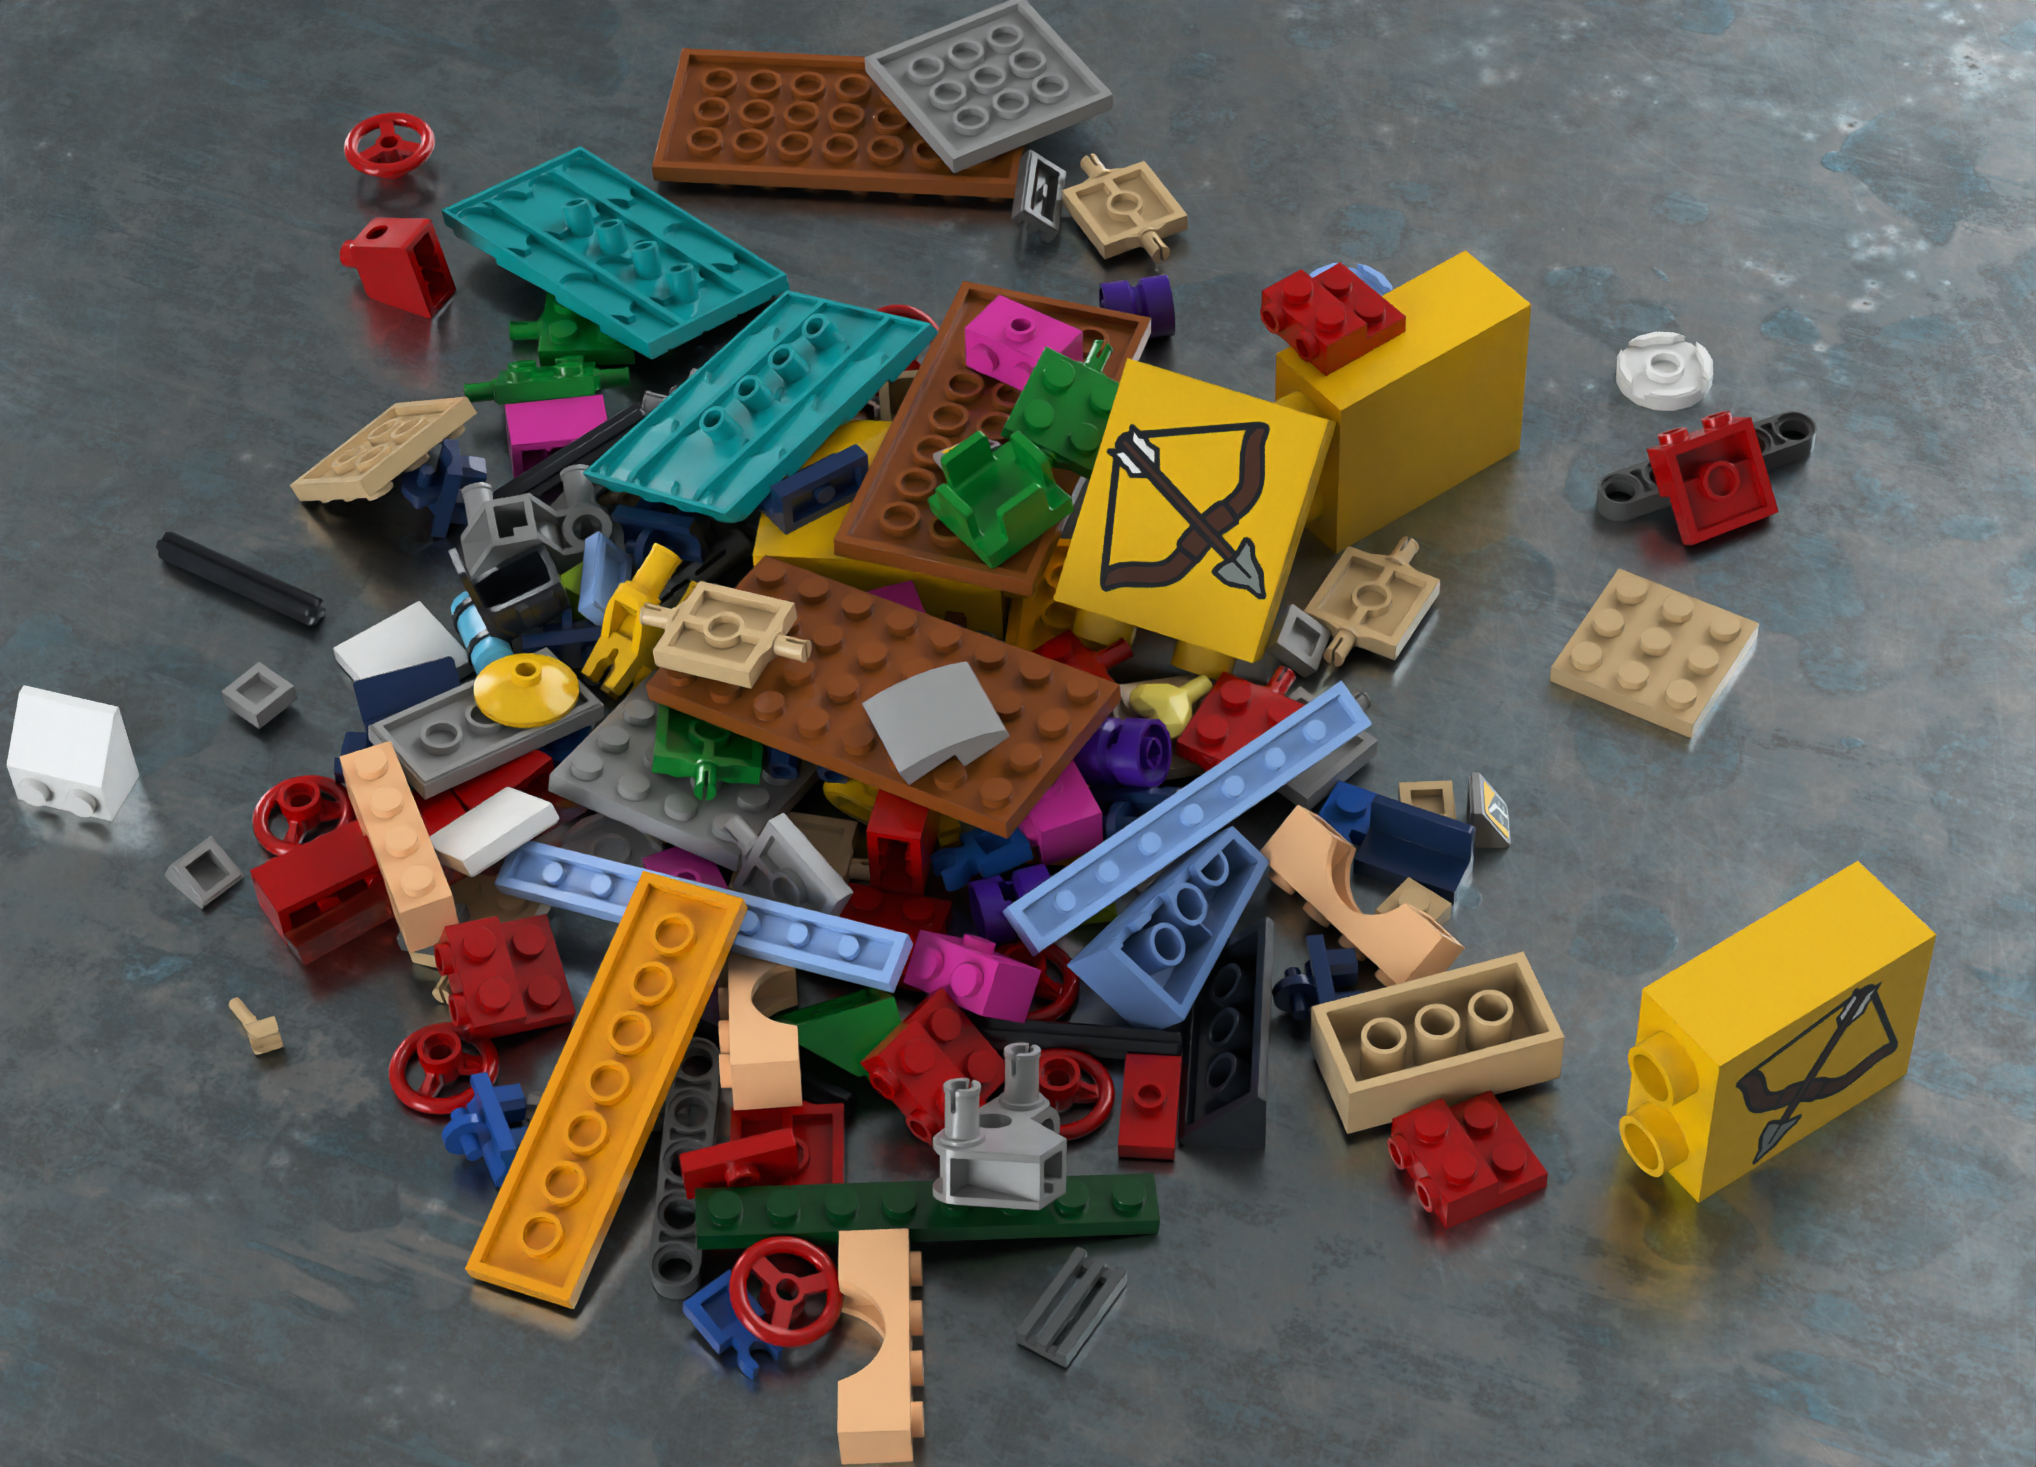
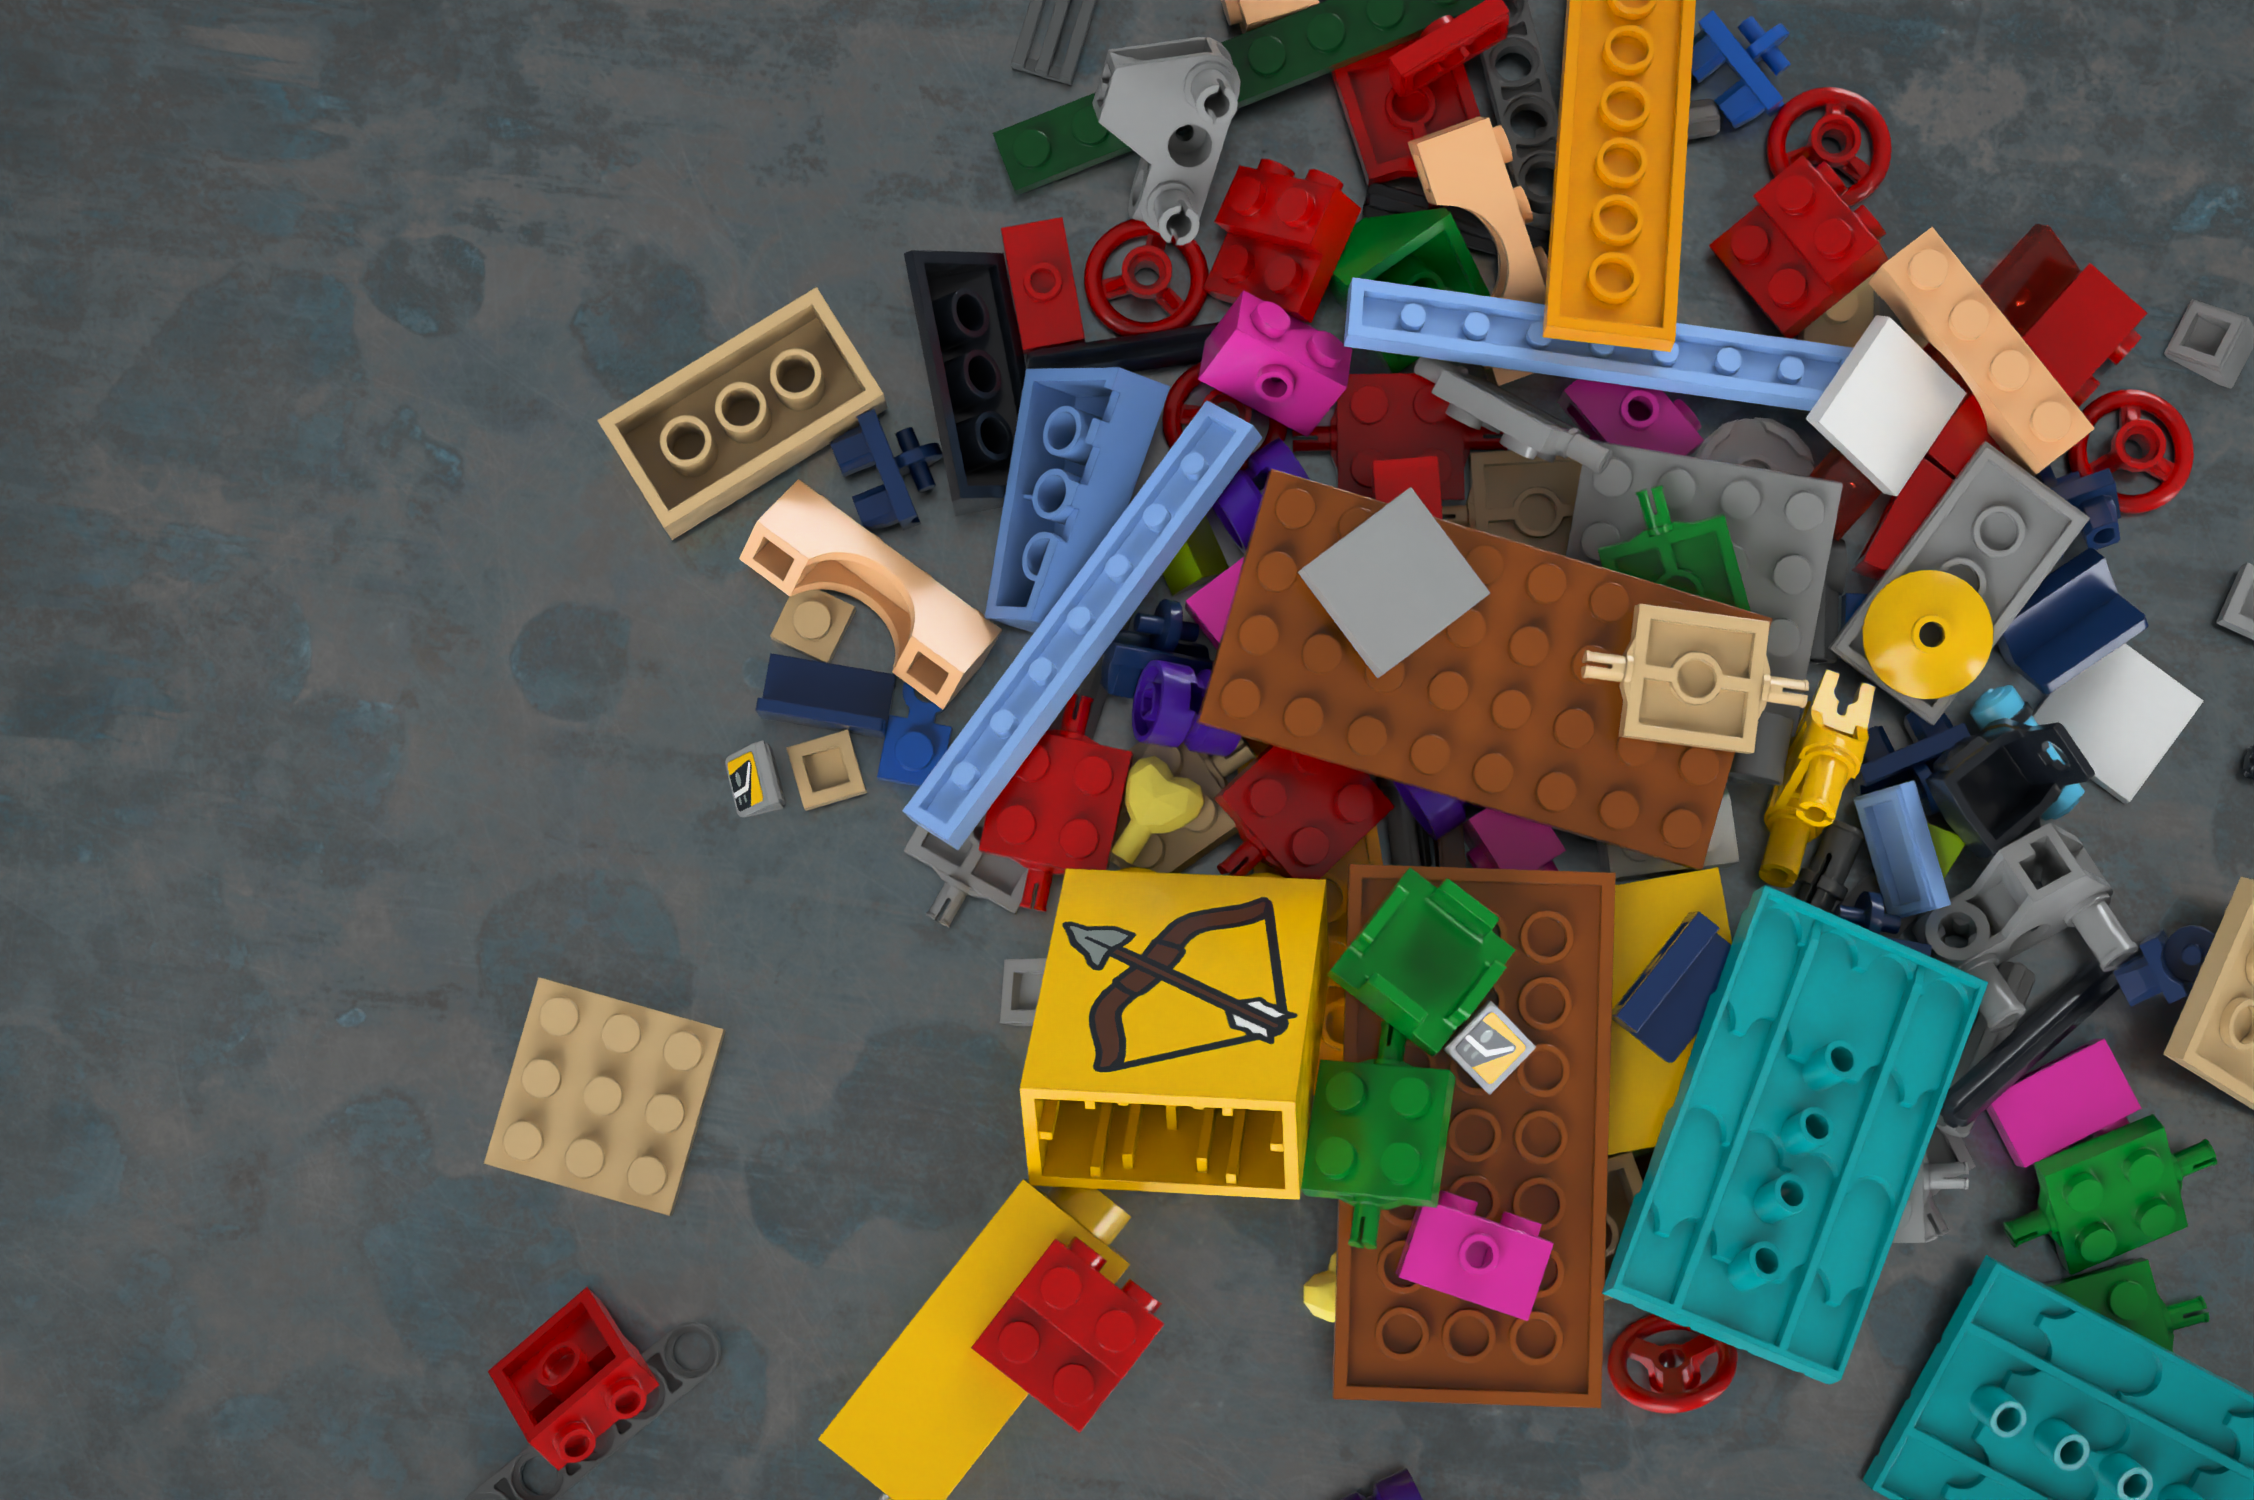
camera: 160 degrees right, 35 degrees up
(262, 1034) = (2050, 135): tan hand -> none
(1373, 601) = (959, 1084): tan plate -> none
(1464, 1157) = (686, 293): red plate -> none
(1775, 1032) = (362, 437): yellow brick -> none

